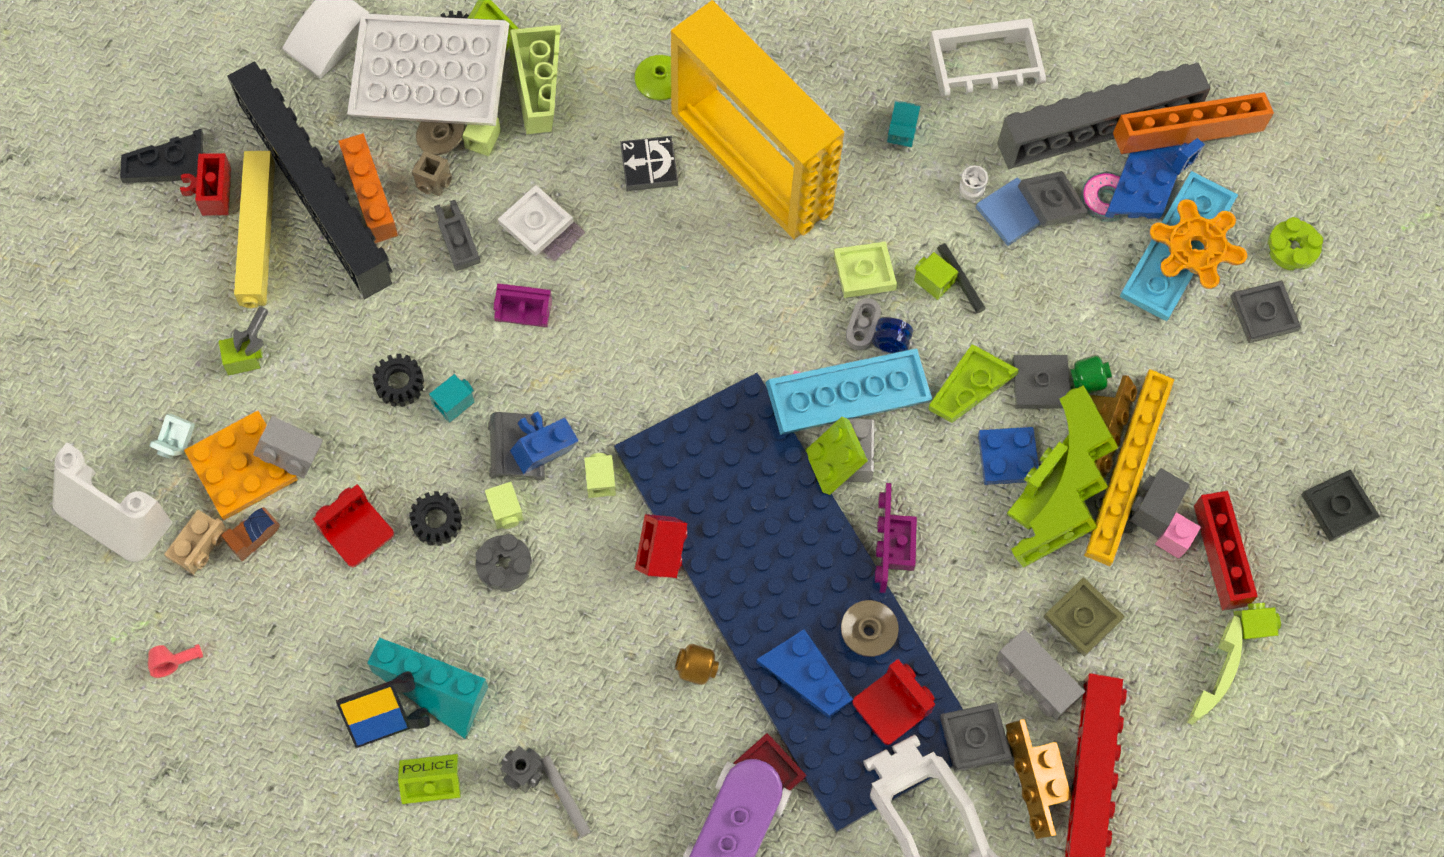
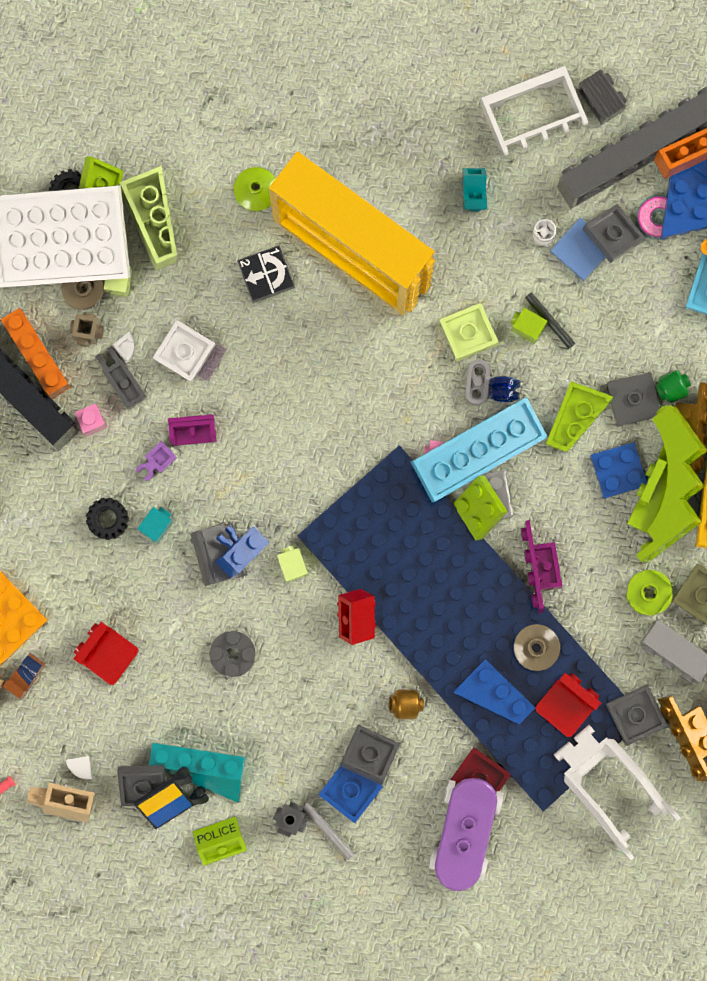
camera: 10 degrees left, 15 degrees up
(253, 685) = (62, 801): none -> tan hinge
(287, 447) = (35, 600): light grey brick -> none
(287, 653) = (80, 767): none -> white tile
(348, 677) = (138, 781): none -> dark grey plate
(409, 269) = (90, 420): none -> bright pink brick
(430, 503) = (155, 626): black tyre -> none
(470, 205) = (125, 347): none -> white tile
(474, 328) = (159, 458): none -> medium lavender plate
(504, 506) = (222, 608): yellowish green brick -> none
(604, 752) = (350, 793): none -> blue plate
(638, 713) = (369, 754): none -> dark grey plate
(1018, 584) = (662, 590): none -> lime plate
(1066, 60) = (602, 96): none -> dark grey brick

